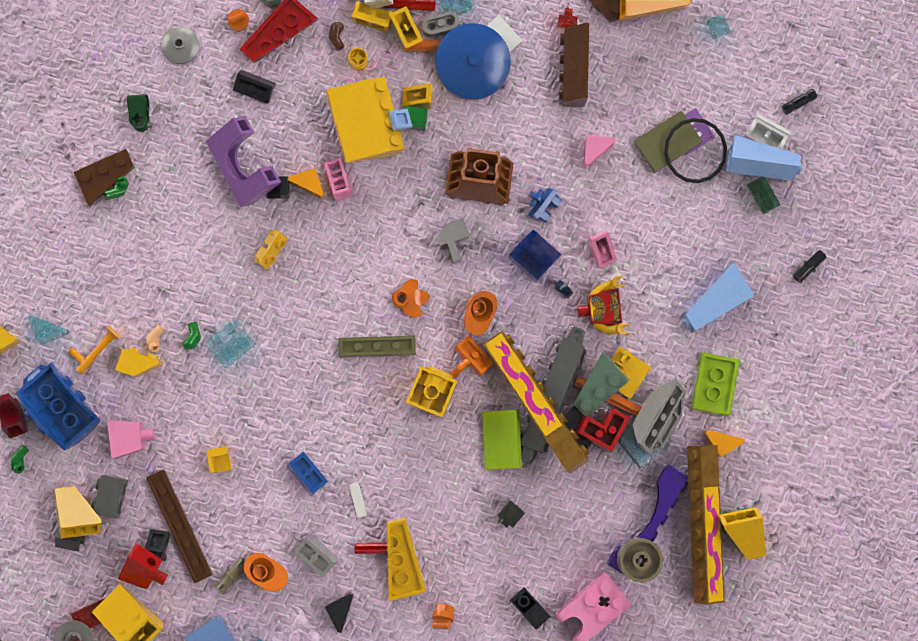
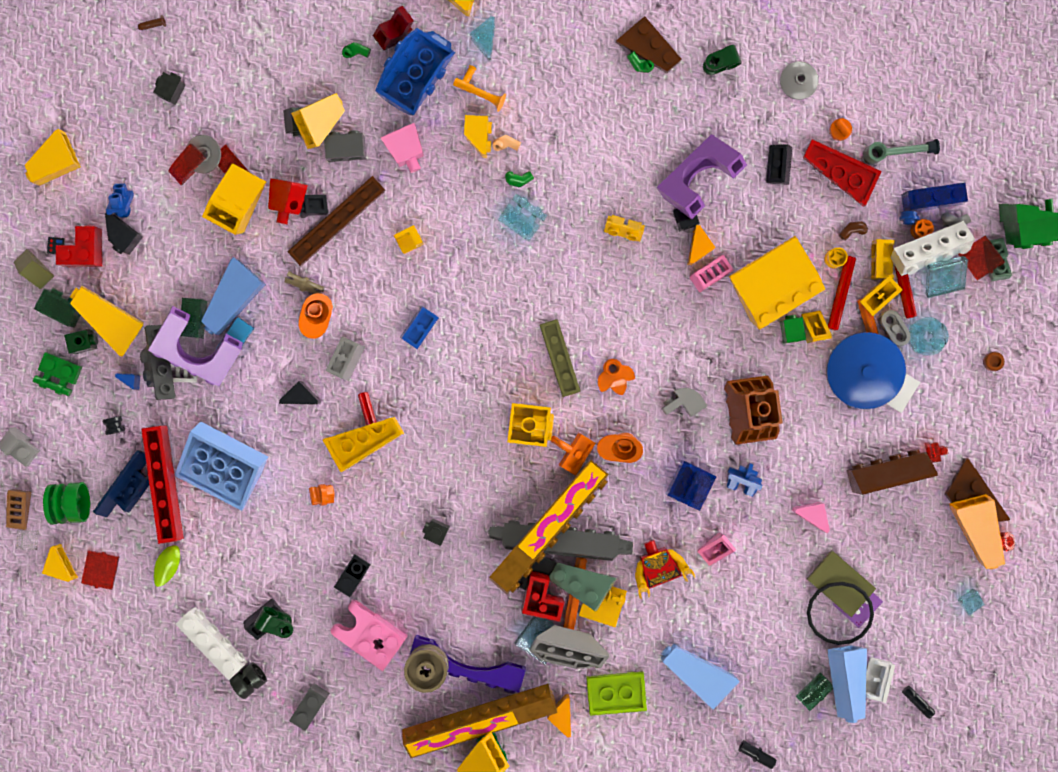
camera: 80 degrees right, 5 degrees up
(357, 500) = (409, 382): white sticker -> none
(393, 63) = (841, 293): none -> red axle
(400, 119) = (786, 317): light blue tile -> none
(502, 439) = (504, 504): lime tile -> none
(564, 289) = (666, 522): dark blue tile -> none

